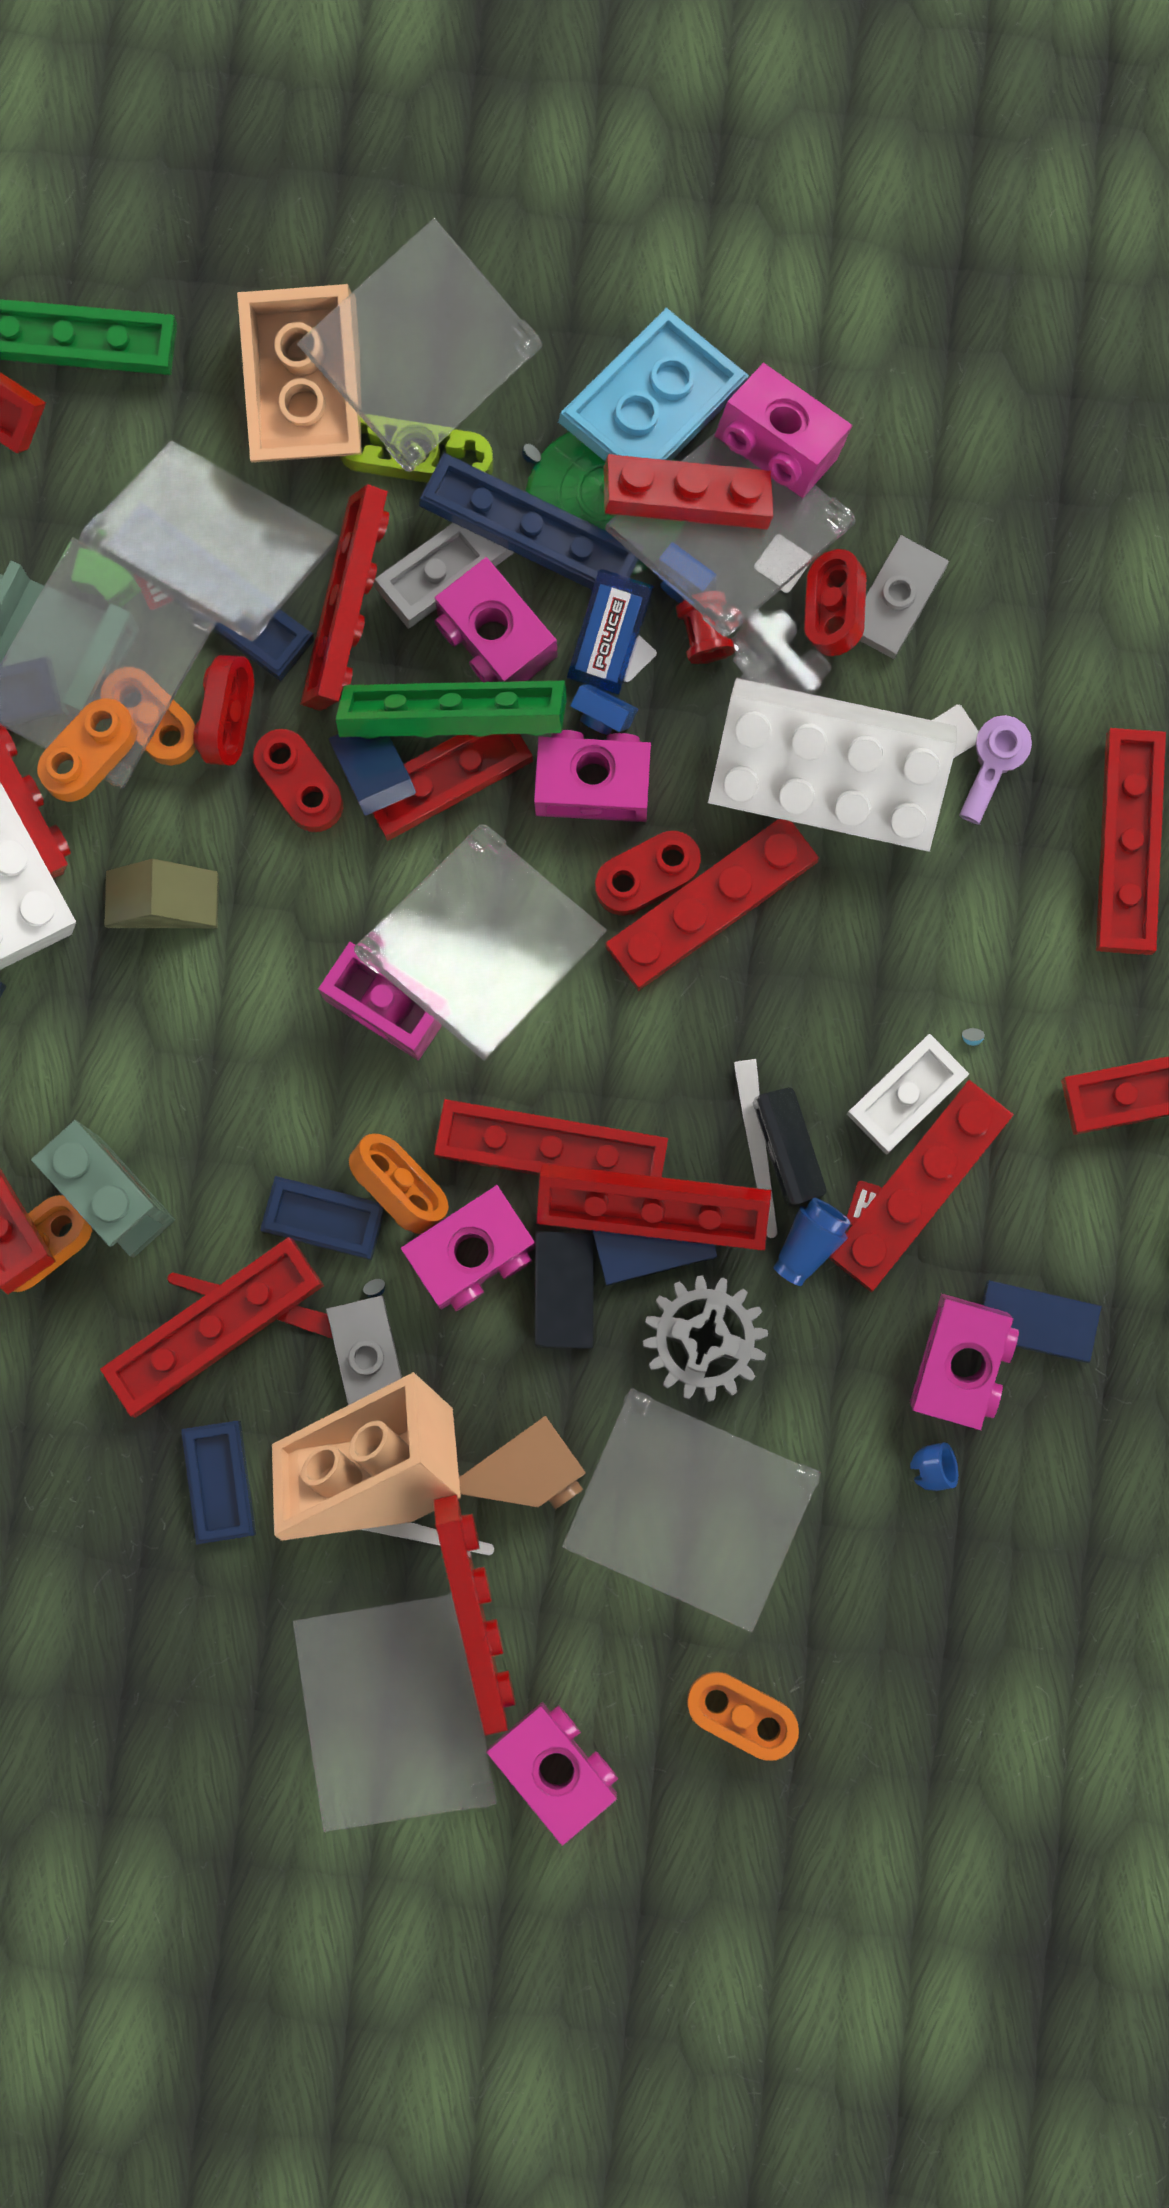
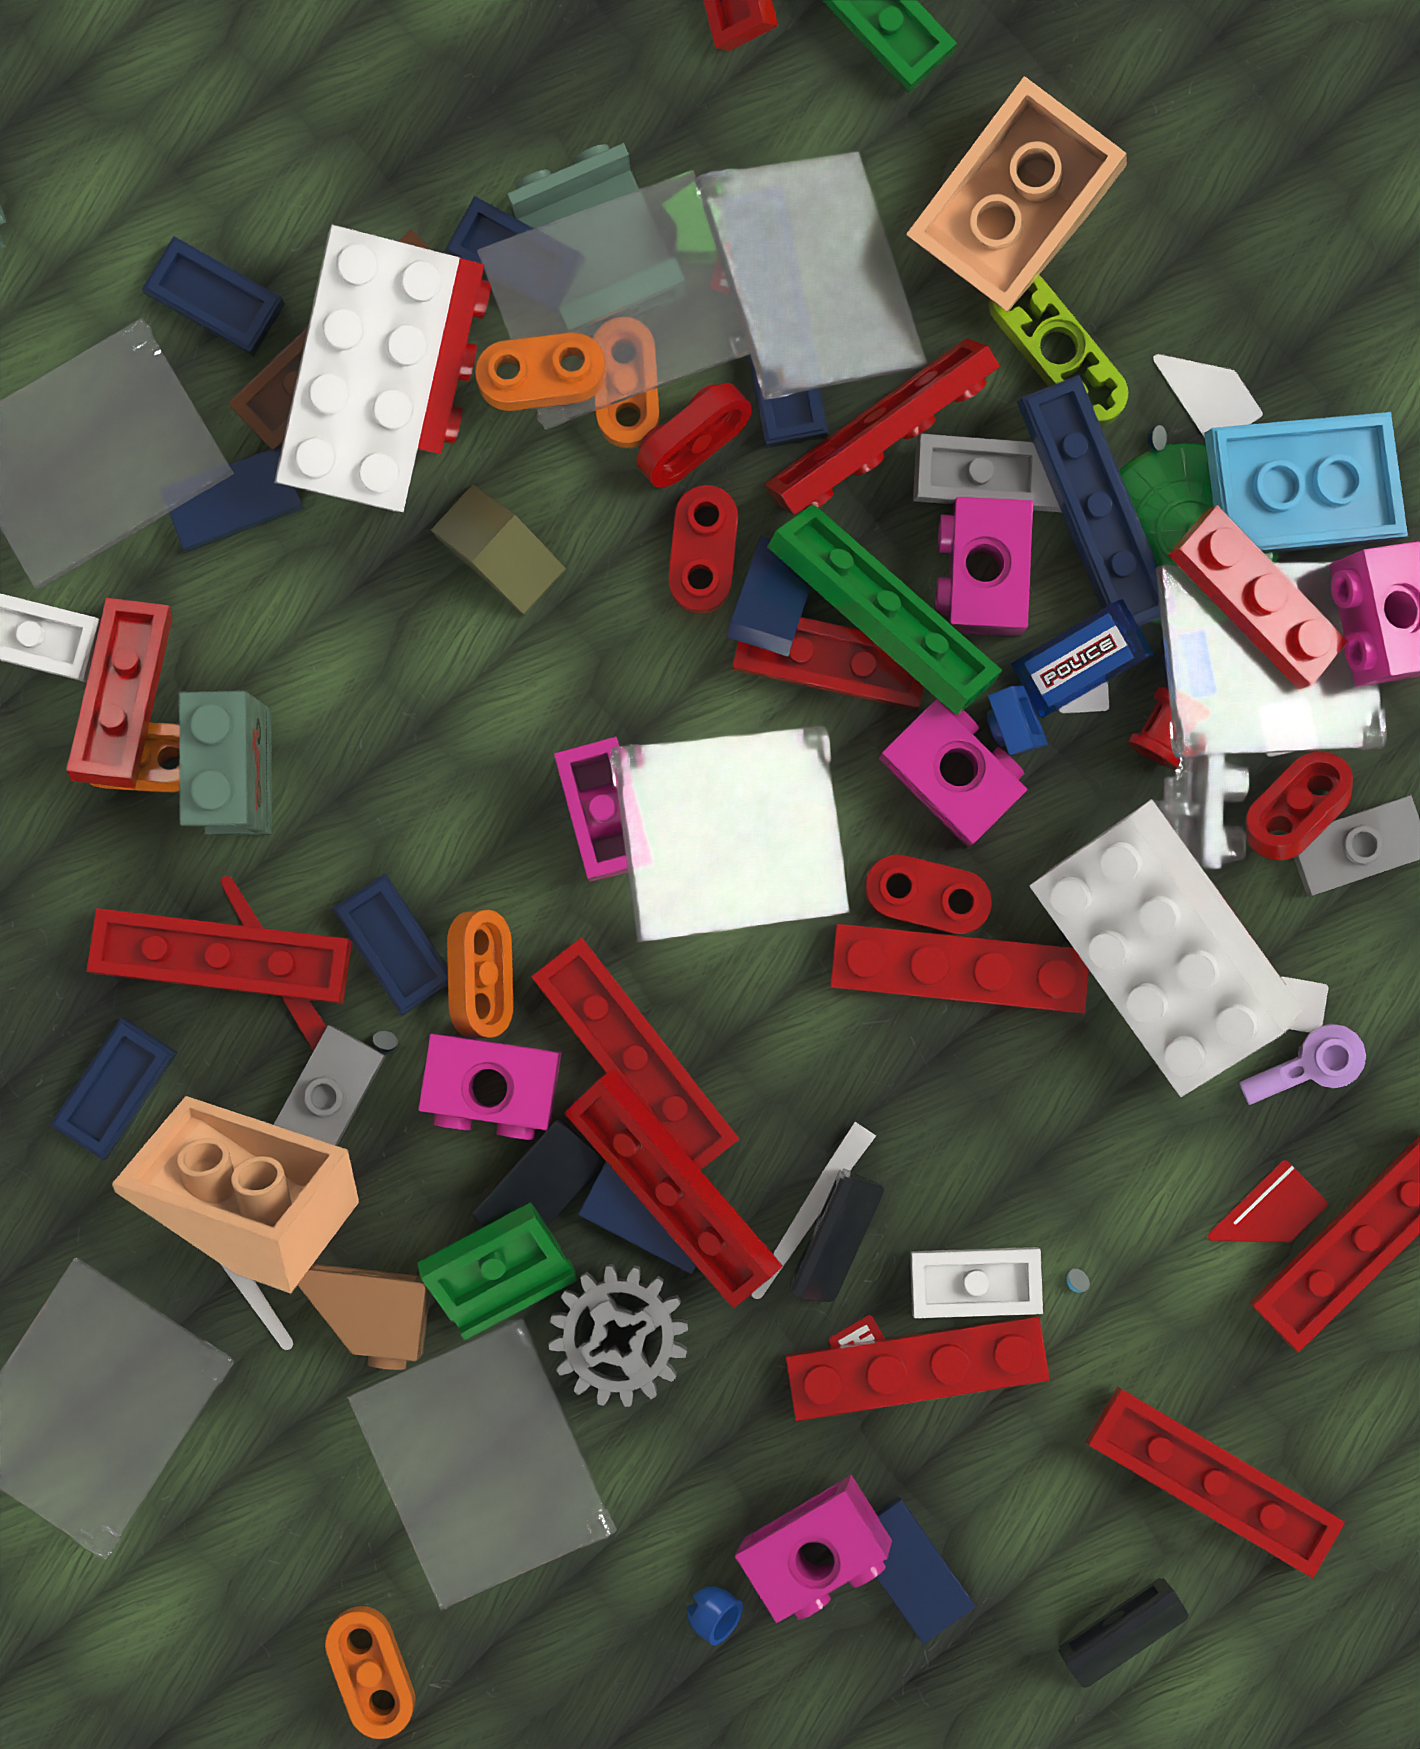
camera: 40 degrees right, 5 degrees up
(420, 344) = (1144, 260): clear piece -> none
(469, 1591) = (228, 1378): red plate -> none
(538, 397) = (1209, 393): none -> white sticker
(564, 1806) = (154, 1610): dark pink brick -> none
(586, 1368) = (497, 1271): none -> green plate
(811, 1240) = (782, 1333): blue cone -> none
(1057, 878) = (1273, 1210): none -> red sticker

